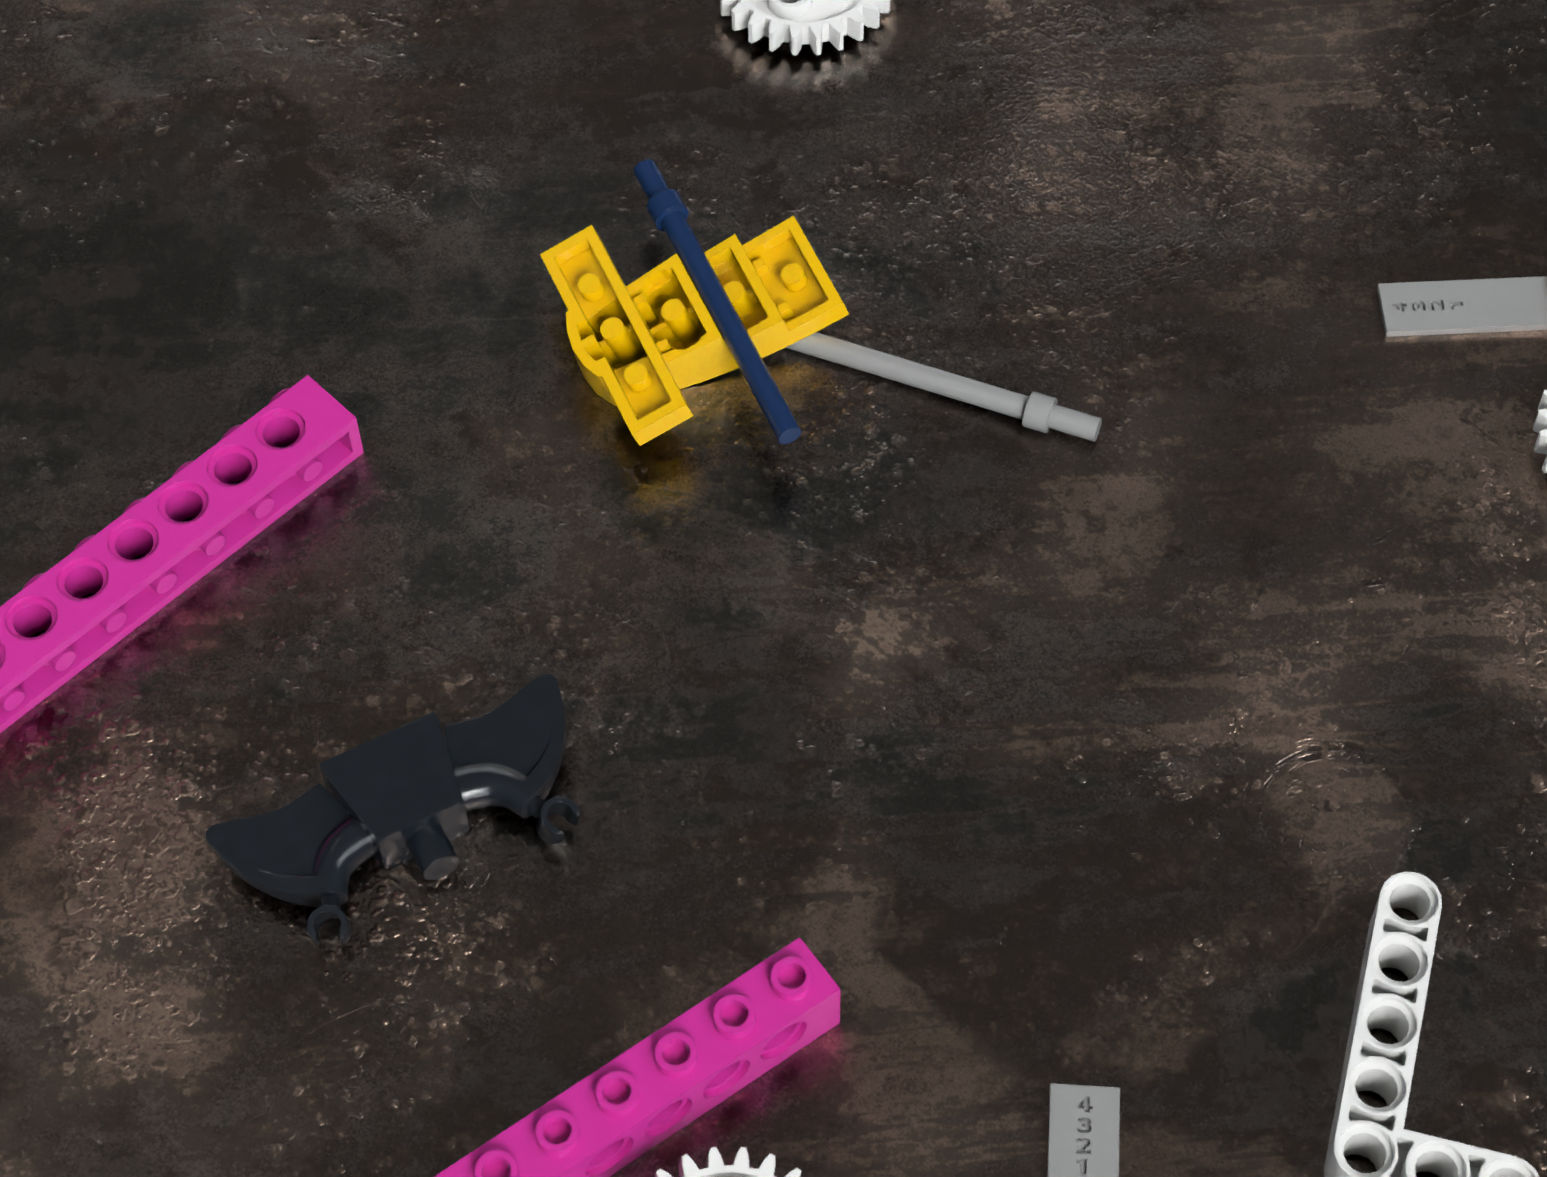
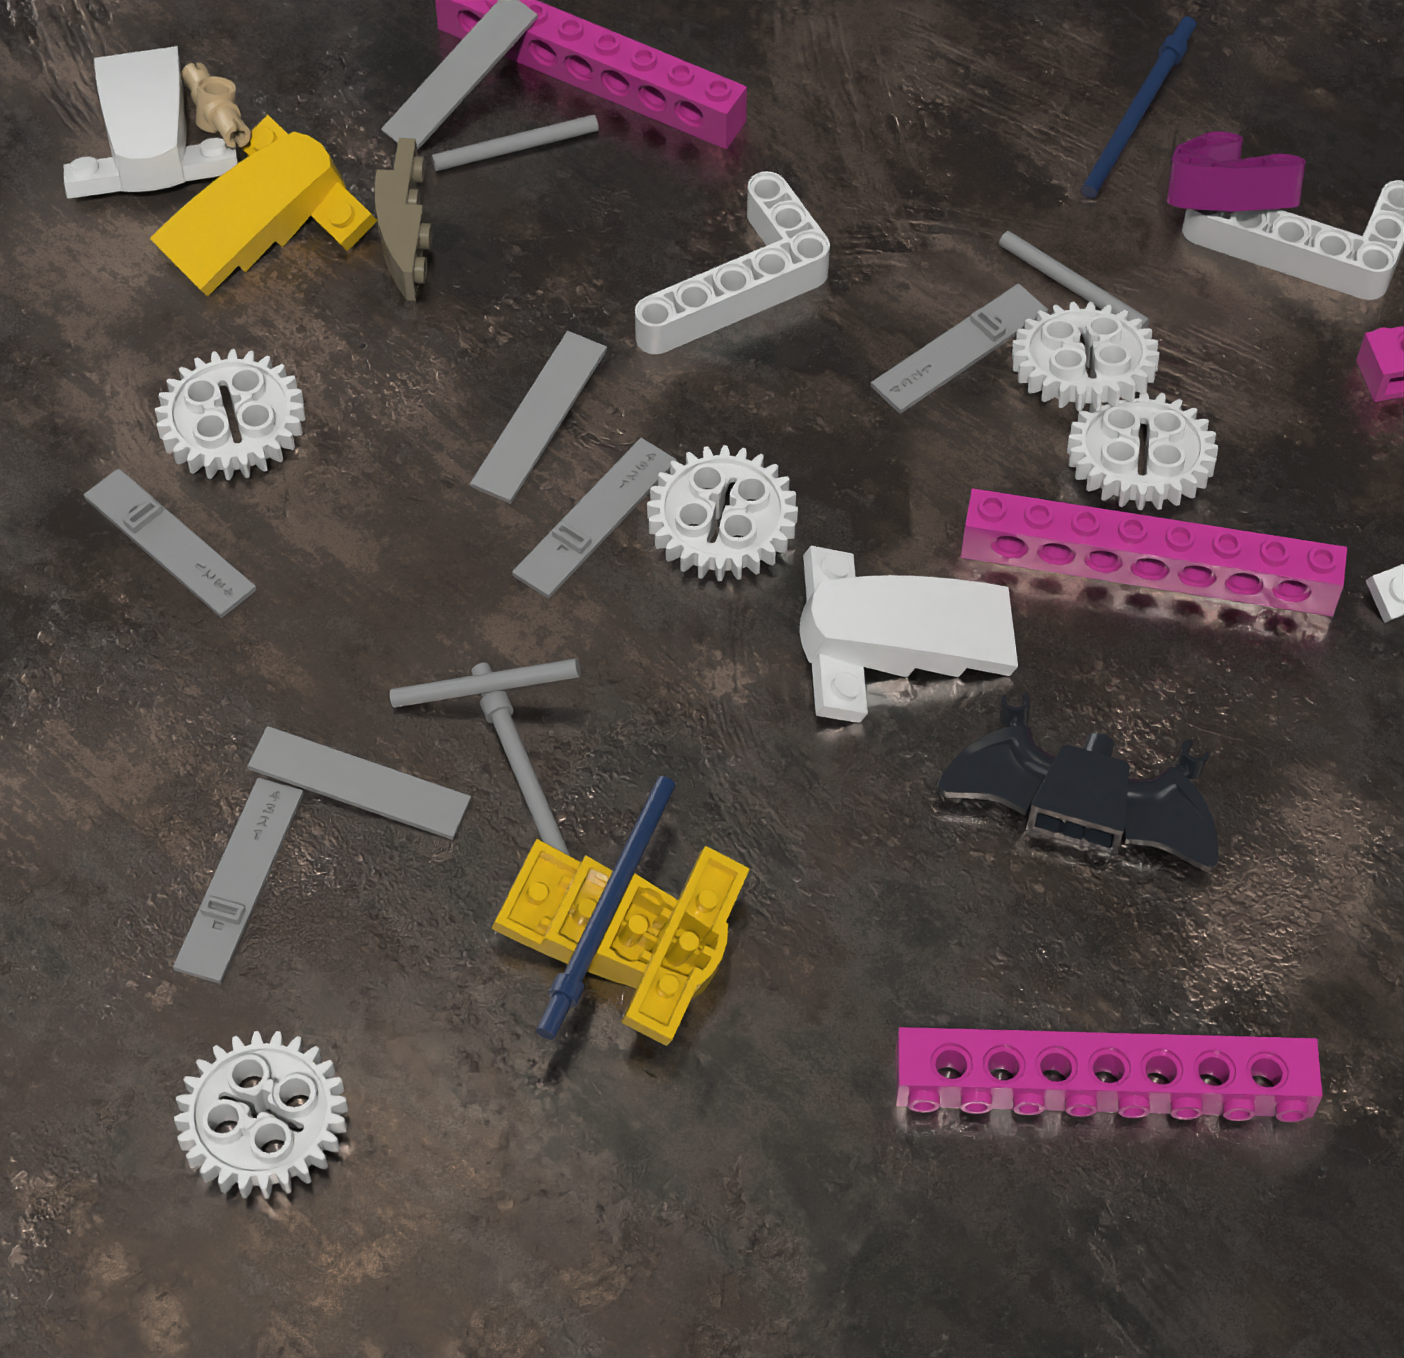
camera: 135 degrees left, 0 degrees up
(765, 806) = (894, 628): none -> white slope
(1024, 790) = (684, 501): none -> white gear
(1060, 121) = (238, 881): none -> light grey piece
(1063, 402) = (485, 683): none -> light grey bar
(1065, 257) = (359, 782): none -> light grey piece
(1196, 677) = (593, 518): none -> light grey piece
(1384, 720) = (538, 417): none -> light grey piece

